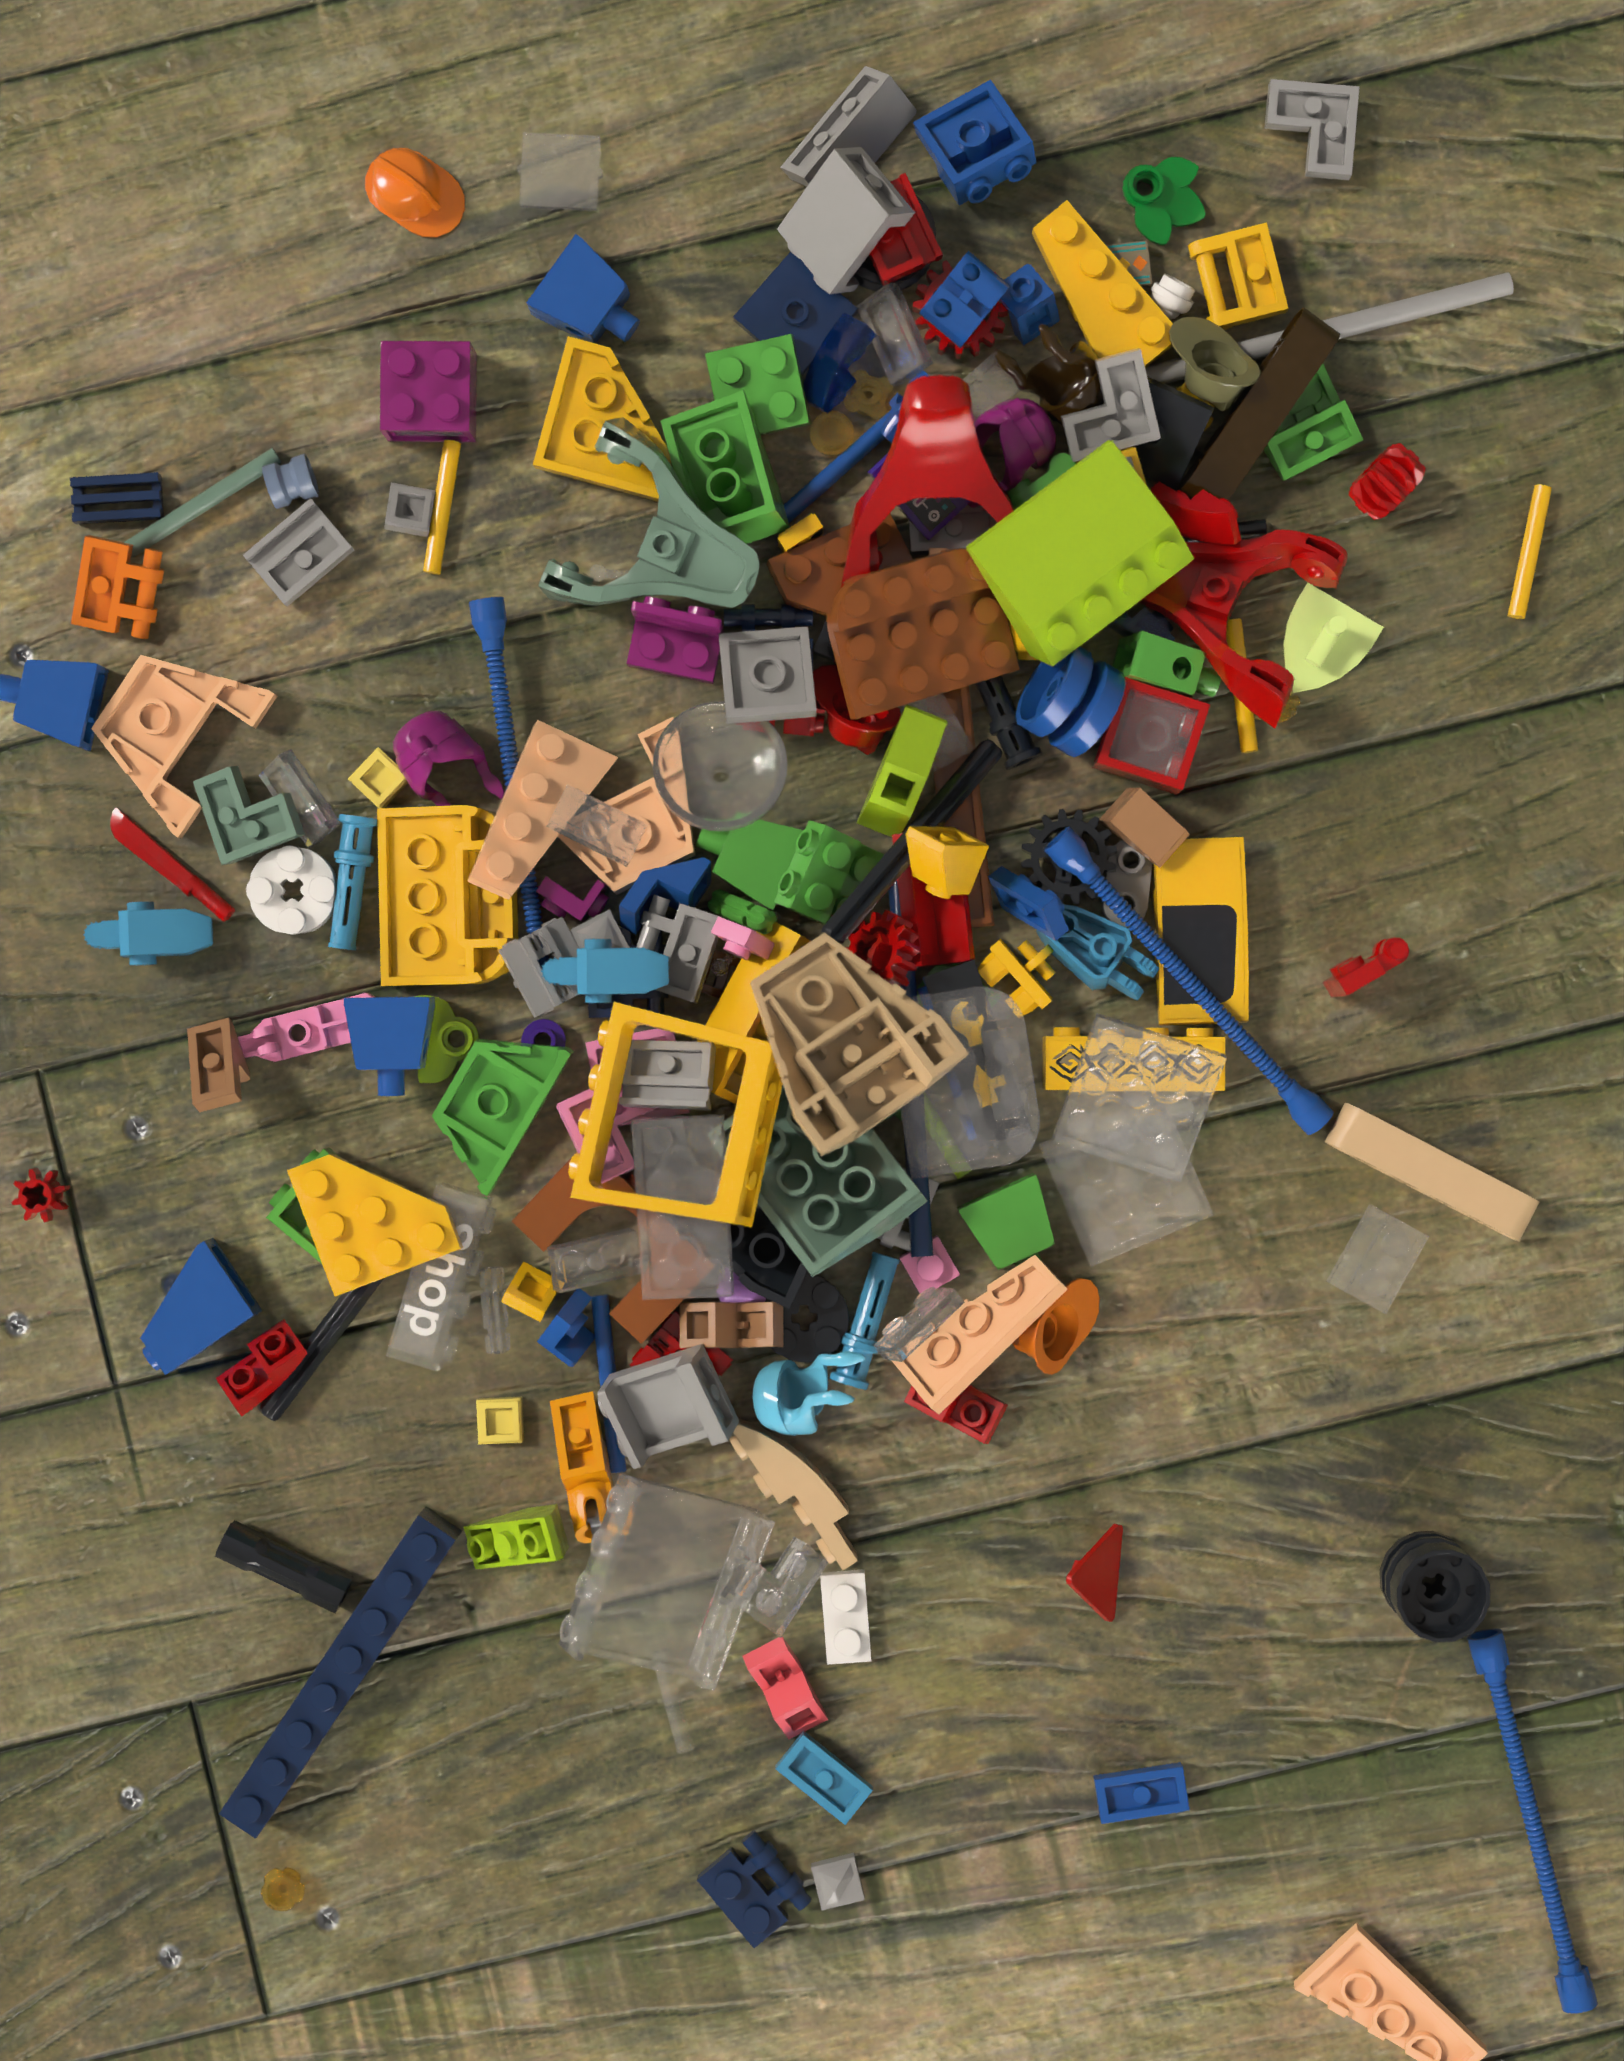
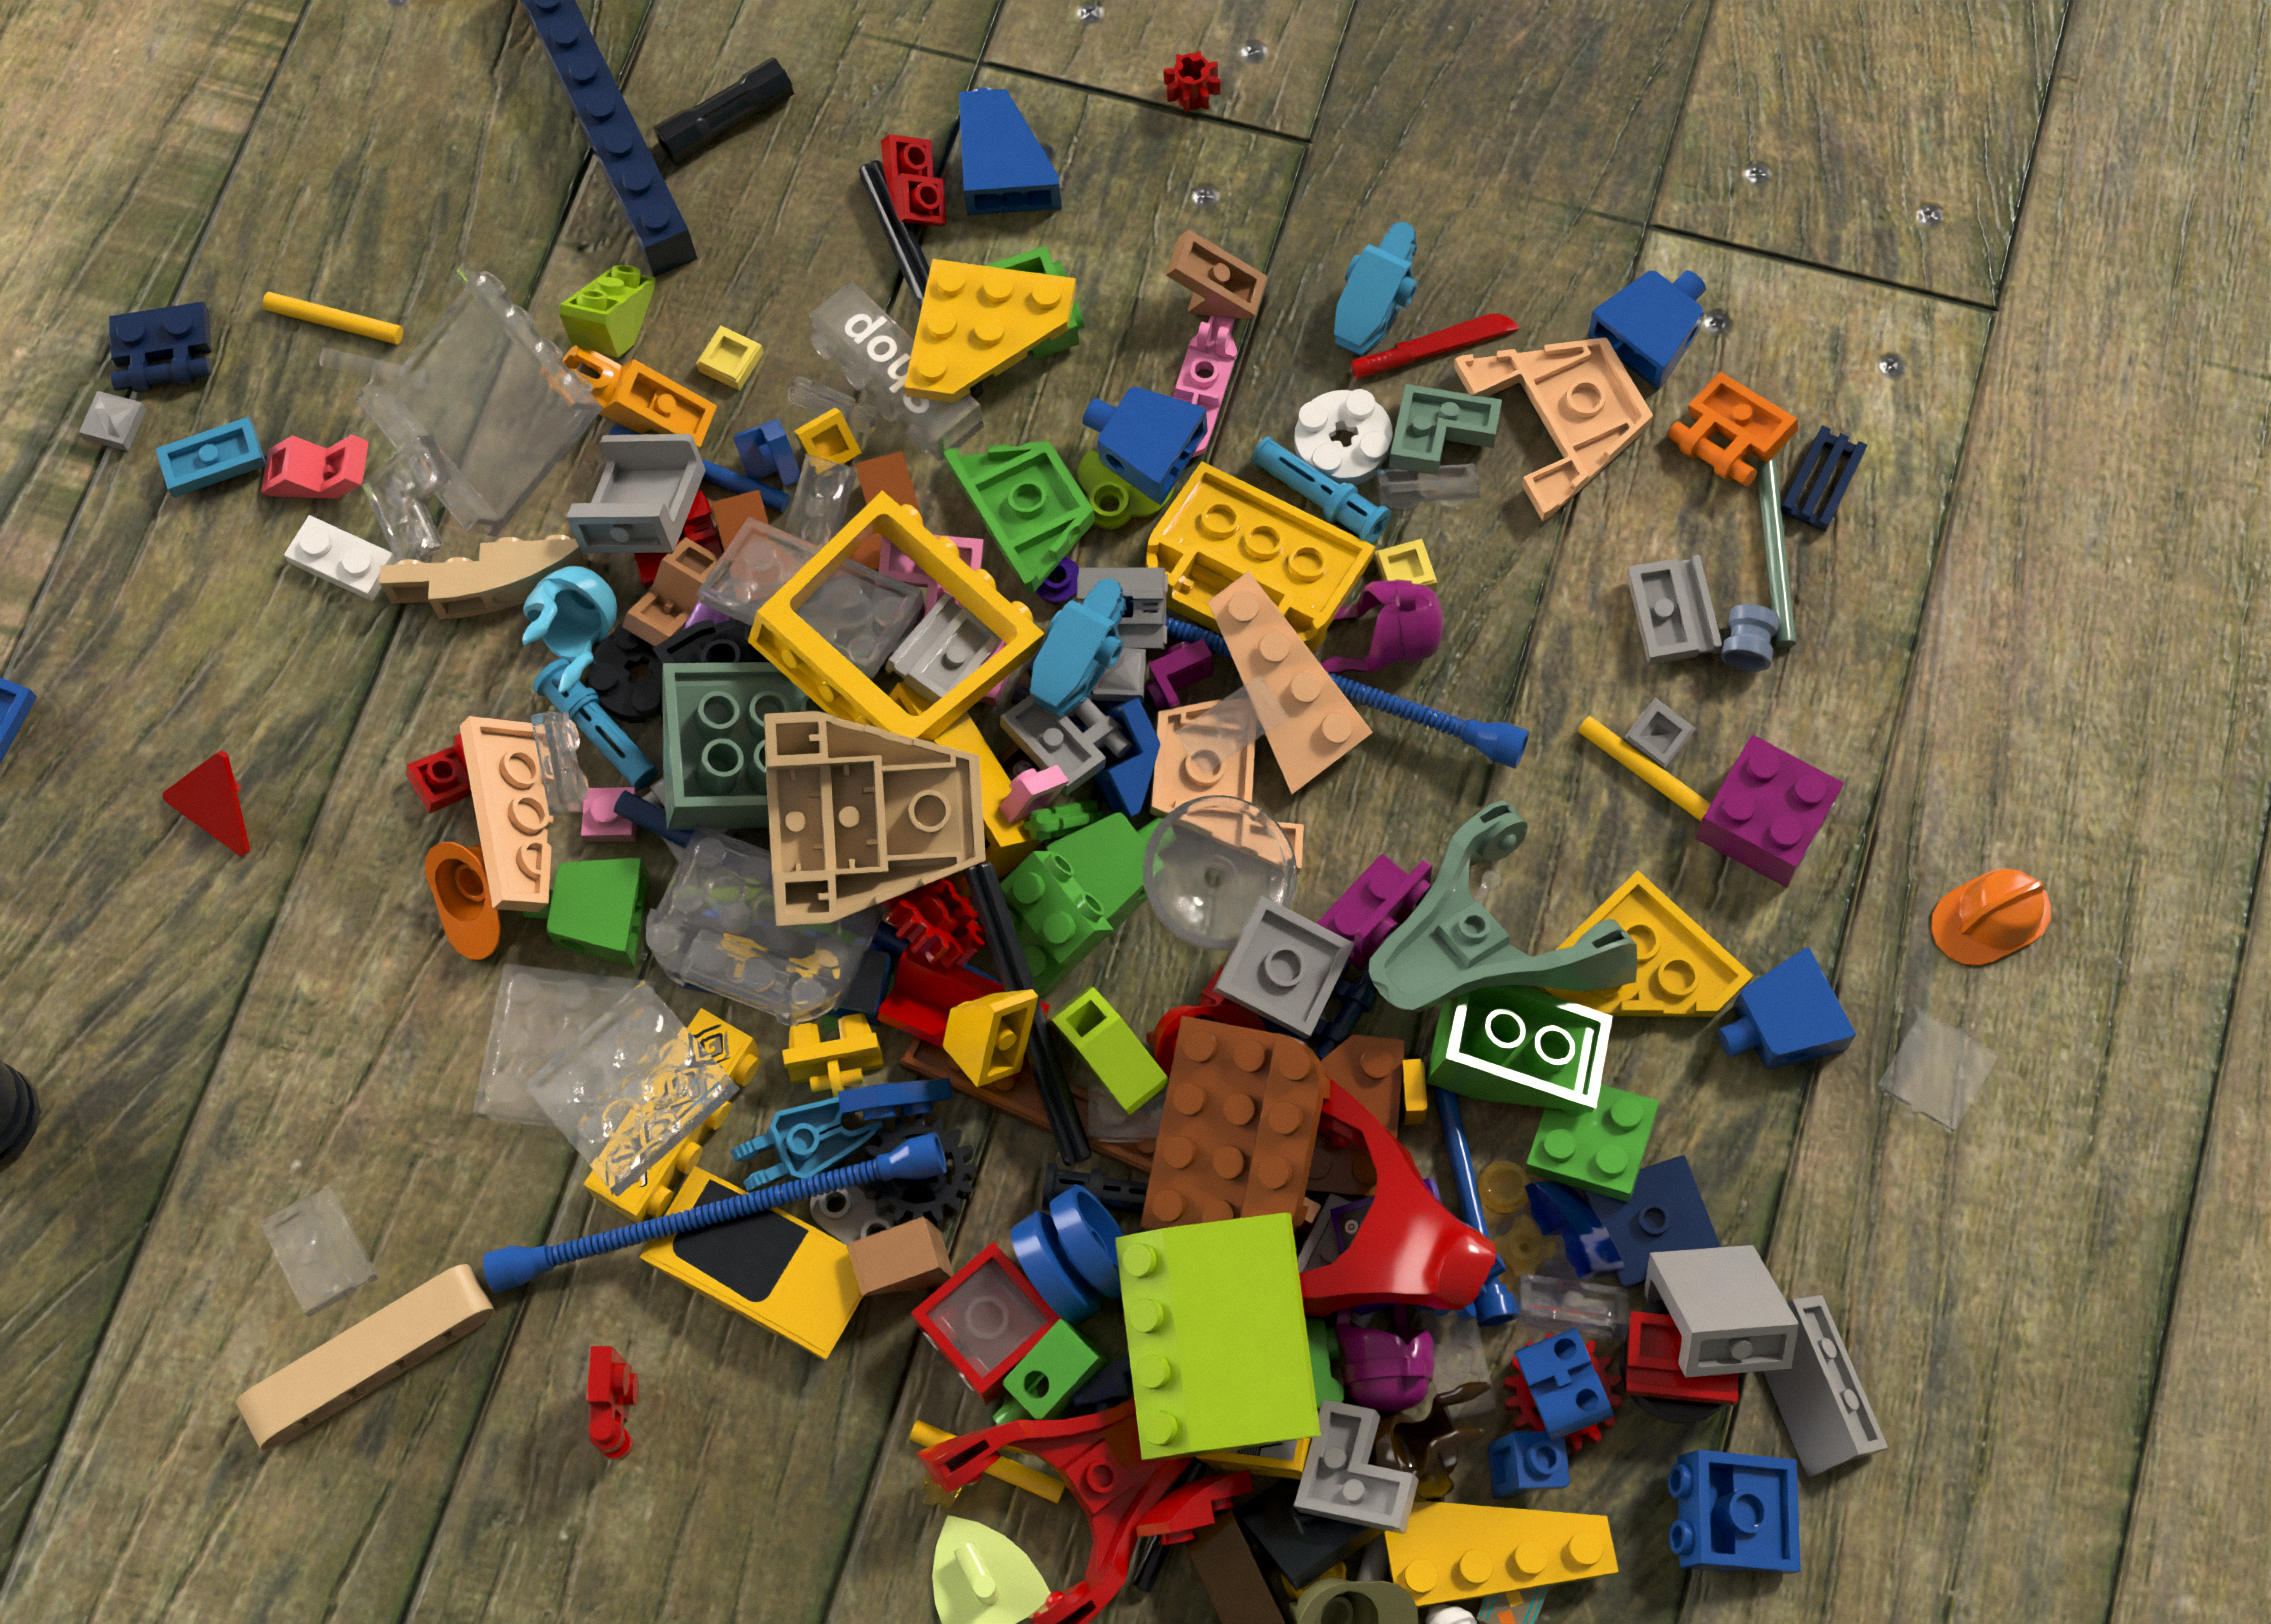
camera: 125 degrees right, 20 degrees down
(648, 1766) = (332, 318): none -> yellow bar

